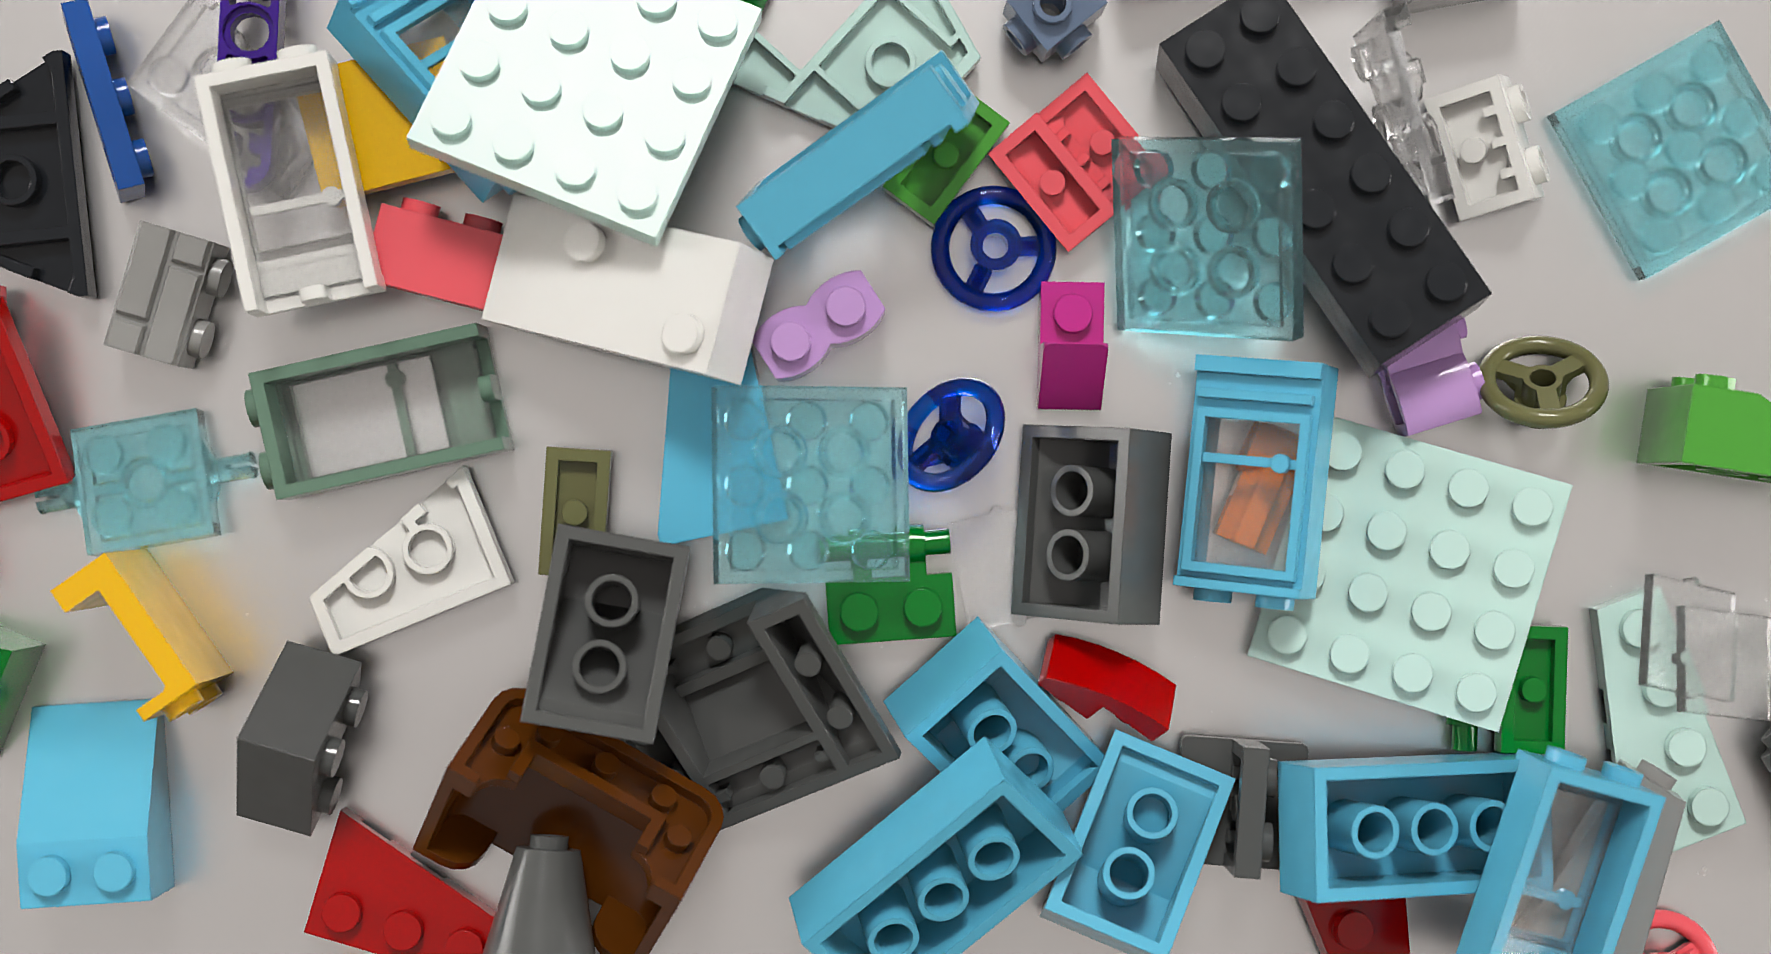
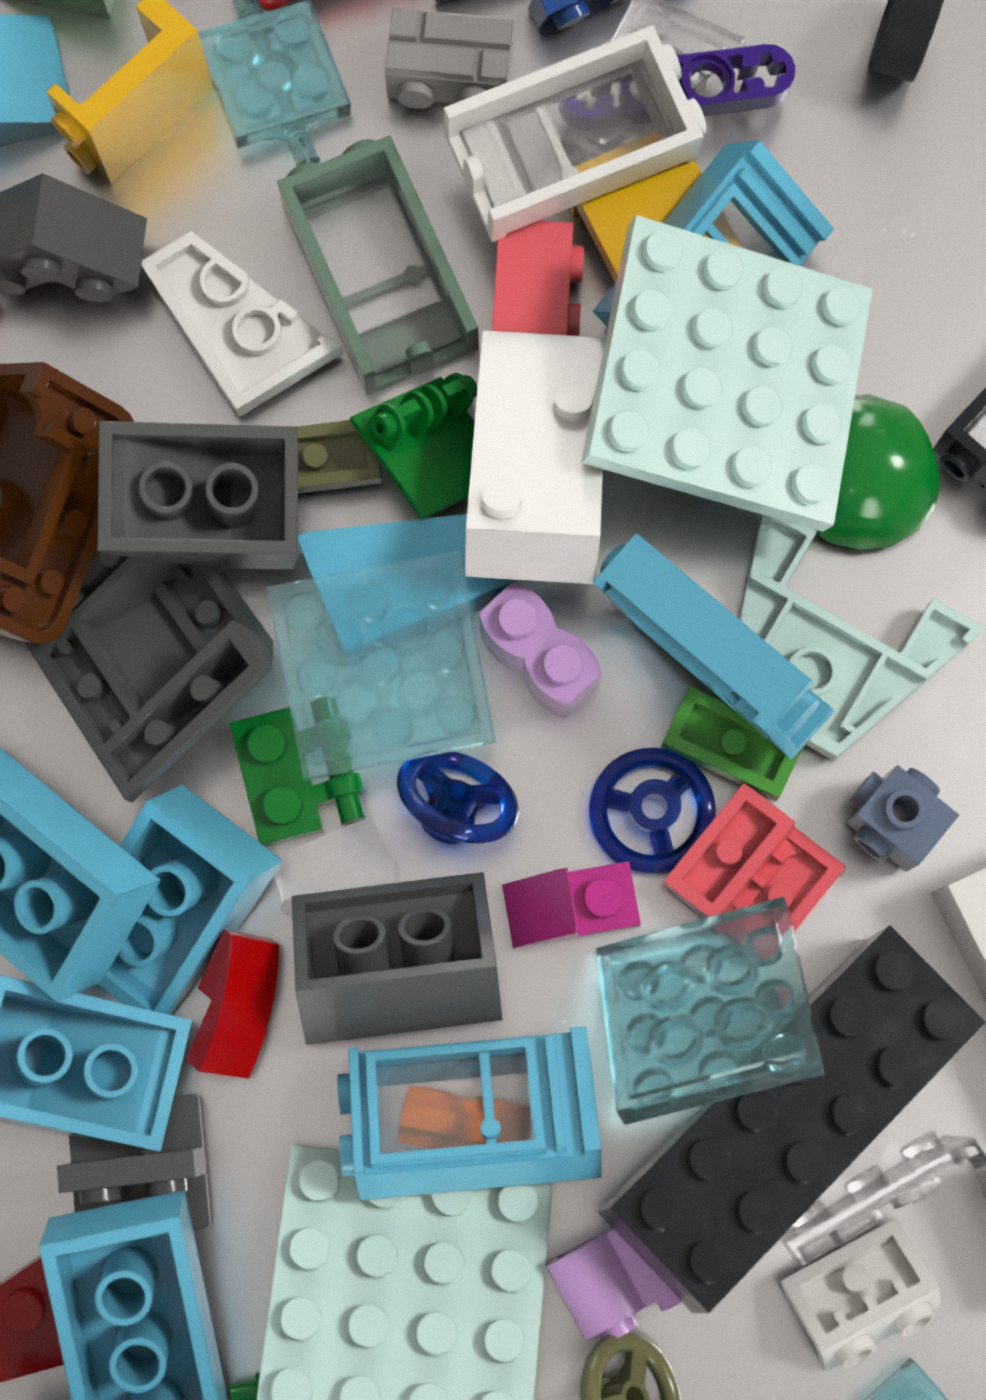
camera: 80 degrees right, 10 degrees down
(582, 398) = (425, 441): none -> green hinge

